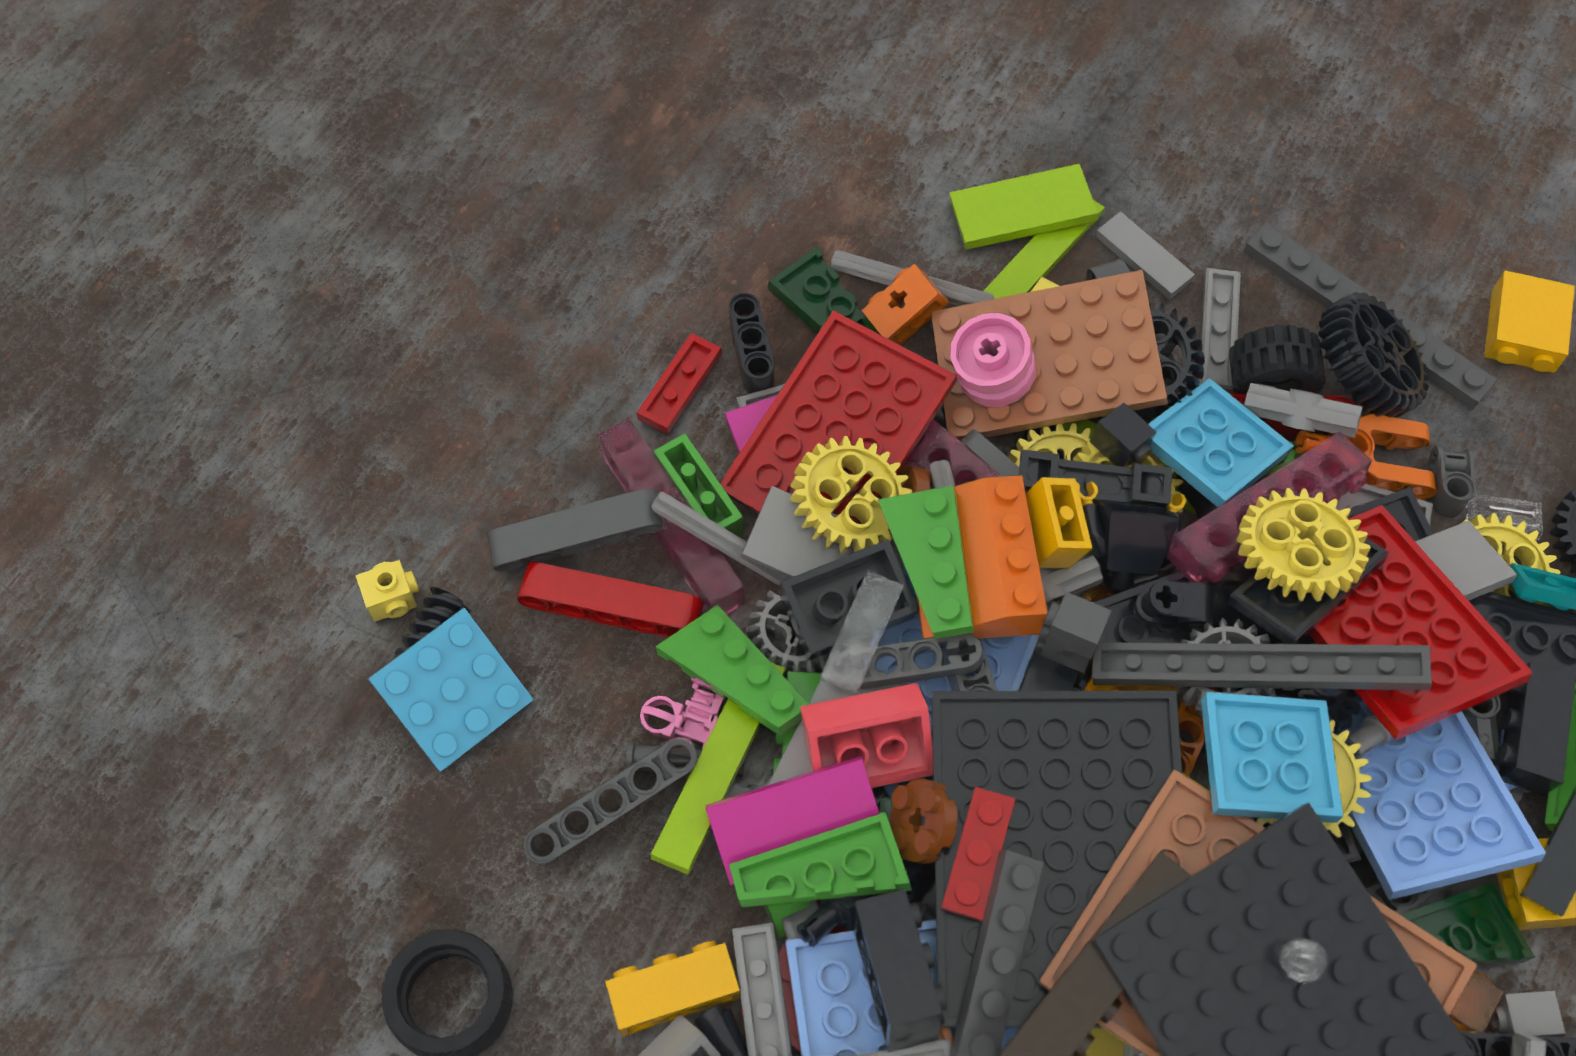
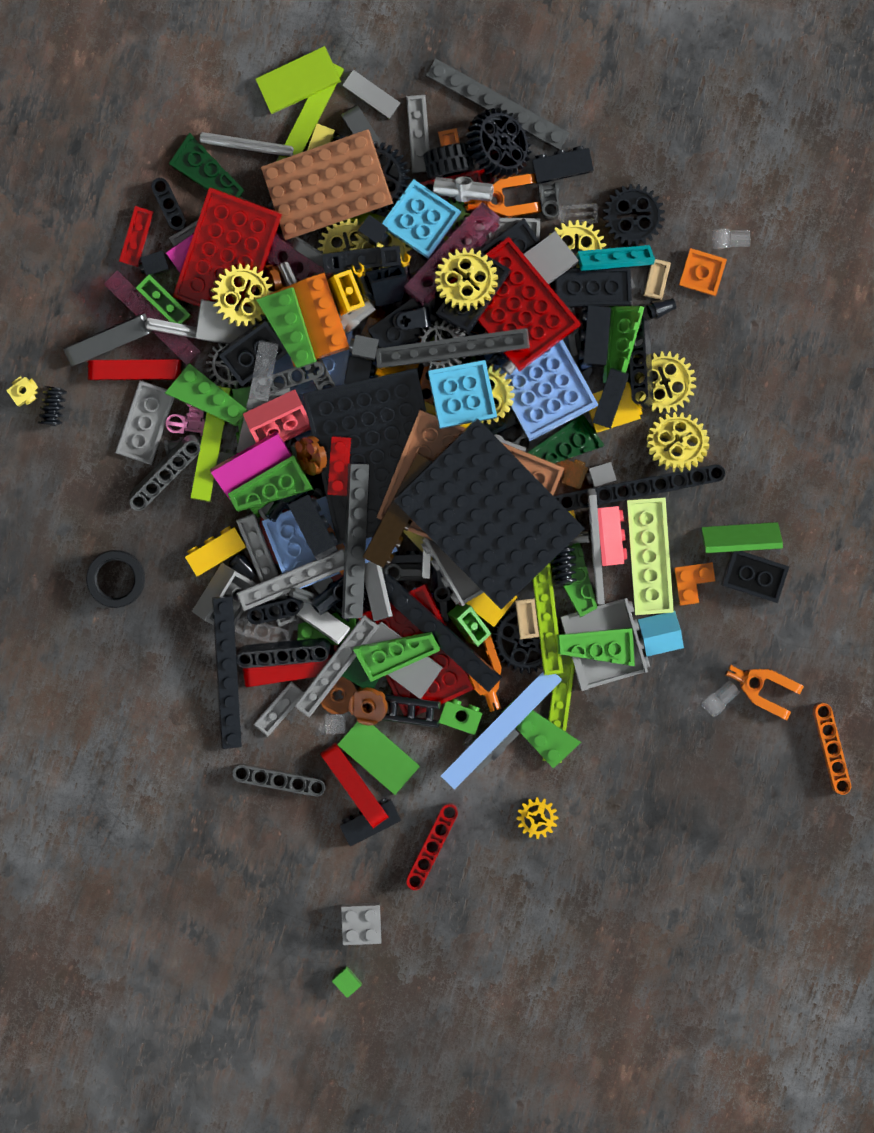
camera: 15 degrees left, 25 degrees up
(451, 689) = (71, 435): medium azure plate -> none
(601, 705) = (145, 423): none -> light grey tile
(702, 428) = (154, 264): none -> black brick
(901, 322) = (243, 174): orange brick -> none
(993, 359) = (287, 200): bright pink wheel -> none
(1303, 960) = (482, 490): clear plate -> none
(1485, 425) = (562, 165): none -> black brick
(1529, 322) = (584, 93): yellow brick -> none

